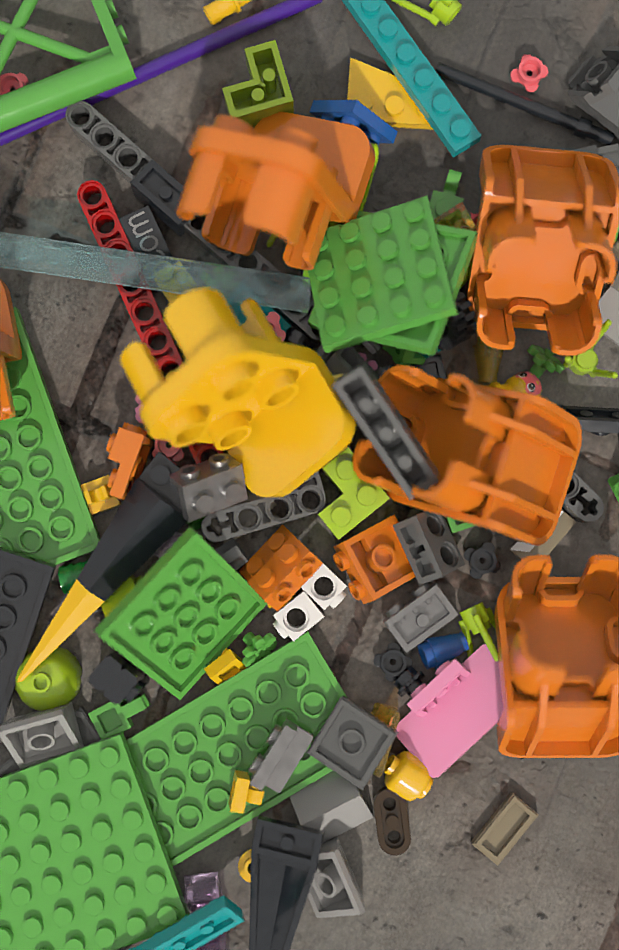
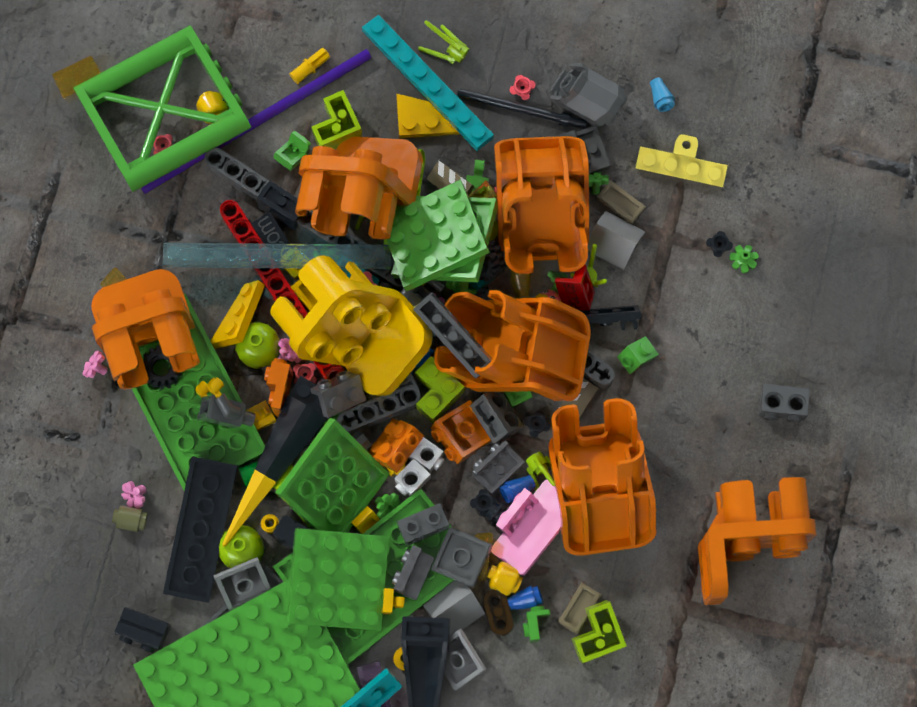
camera: 10 degrees left, 10 degrees down
(38, 488) = (219, 409): none -> dark grey torso
(86, 35) = (211, 103): none -> yellow head
(86, 659) = (265, 521): none -> yellow pin
(87, 349) = (237, 320): none -> yellow wing
(106, 394) = (259, 345): none -> lime cylinder
(172, 755) = (337, 579): none -> bright green plate
(184, 123) = (292, 151): none -> bright green bracket
(303, 690) = (423, 524): none -> dark grey brick
(356, 114) = (405, 132): blue plate -> none
(401, 187) = (443, 176): none -> dark tan tile
(435, 806) = (525, 598): none -> blue cone
(435, 849) = (531, 627): none -> bright green bracket
(532, 884) = (605, 634): none -> lime brick
(565, 383) = (576, 291): none -> red panel

